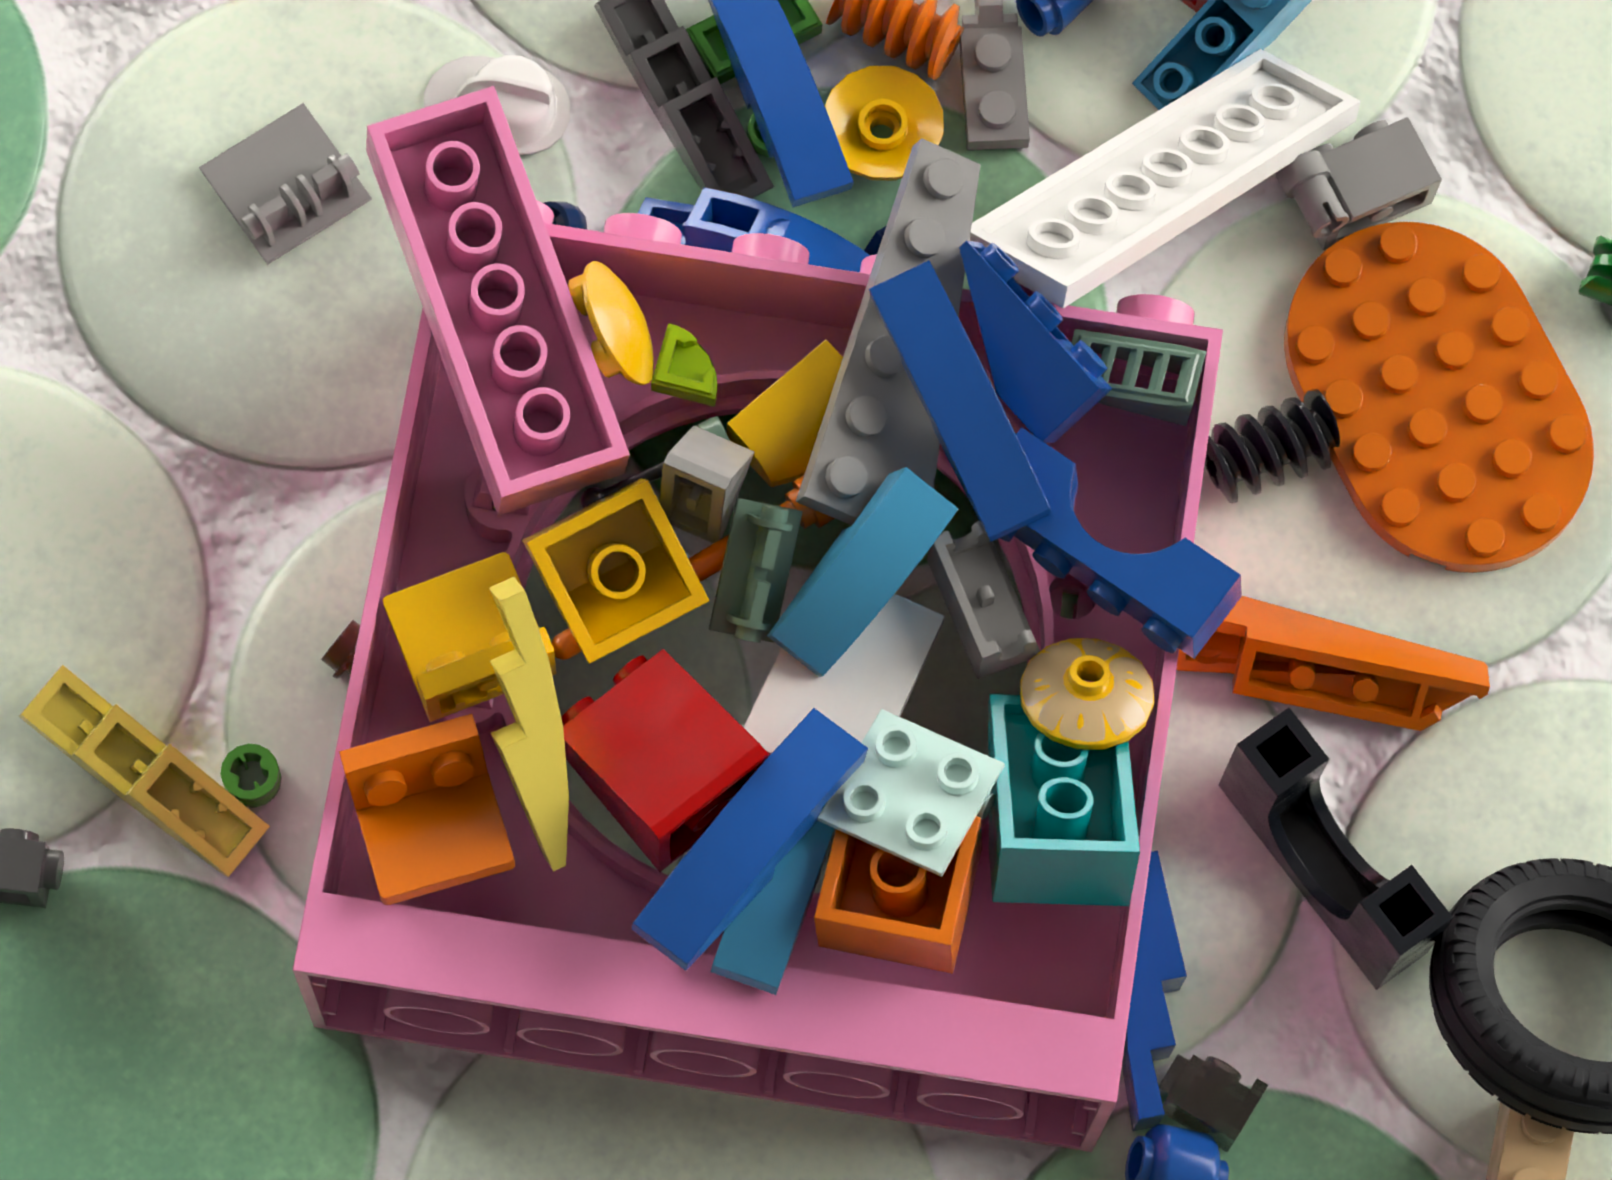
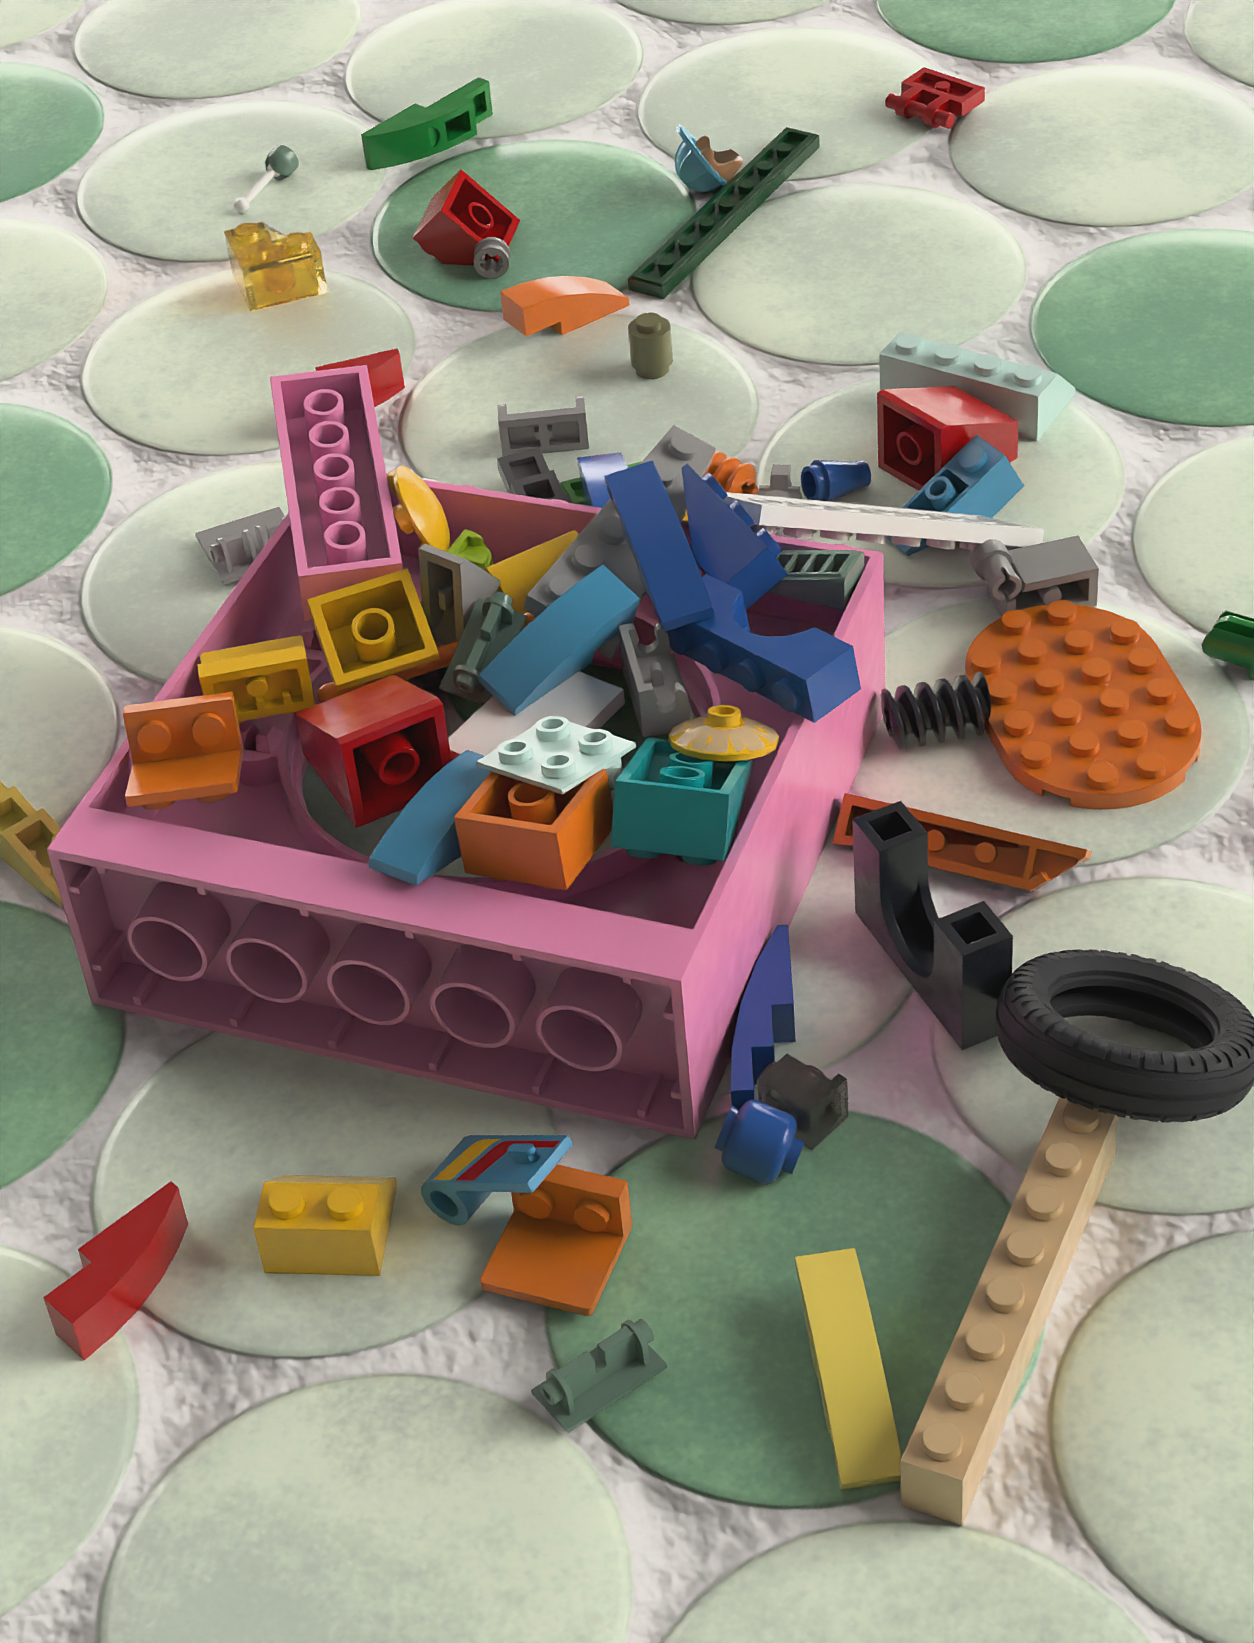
camera: 20 degrees right, 30 degrees down
(535, 743) = (273, 707): light yellow slope -> none
(749, 839) = (404, 767): blue slope -> none

